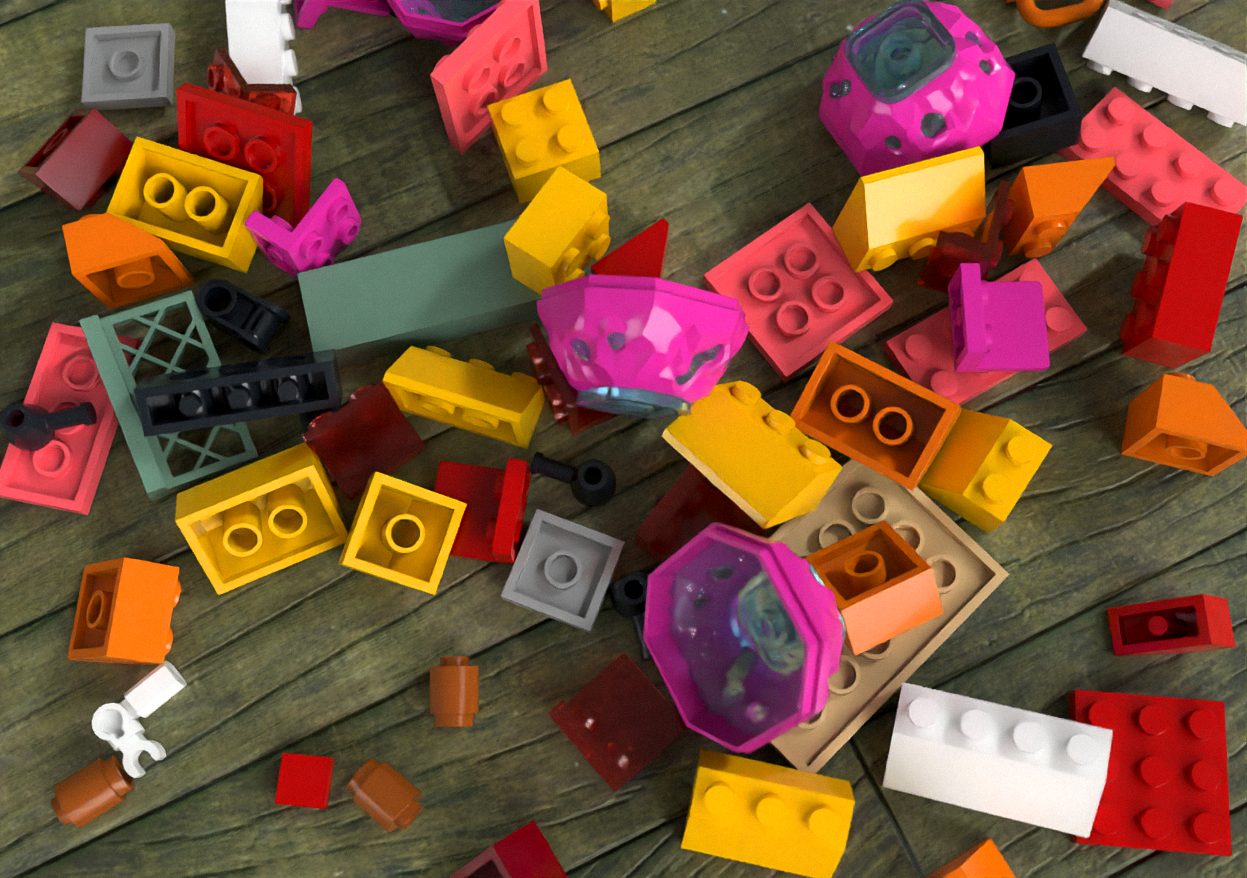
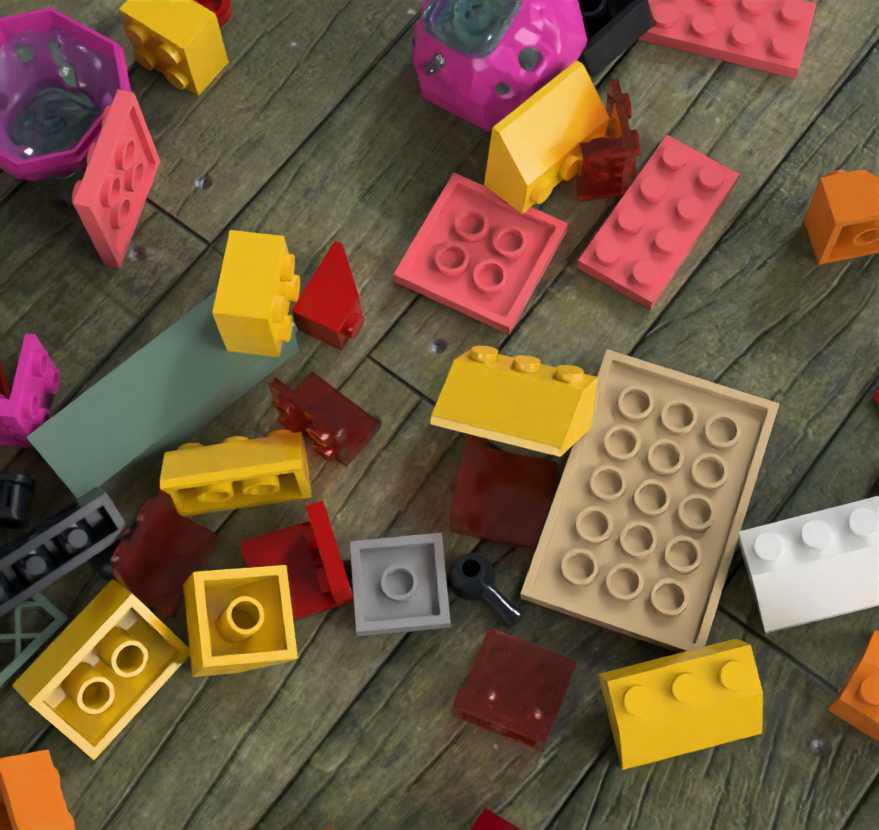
camera: 25 degrees left, 5 degrees down
(454, 692) = (357, 735): dark orange brick -> none
(541, 133) = (190, 221): yellow brick -> none
(583, 492) = (379, 507): black bar -> none
(640, 342) = (373, 349): dark pink rock -> none
(742, 636) = (586, 552): rock -> none
(874, 415) = (601, 322): orange slope -> none
(877, 585) = (673, 465): orange slope -> none
(984, 468) = (710, 326): yellow slope -> none
(996, 323) = (663, 201): dark pink bracket -> none
(1049, 202) = (657, 82): orange slope -> none
(1180, 285) = (796, 103): red brick -> none

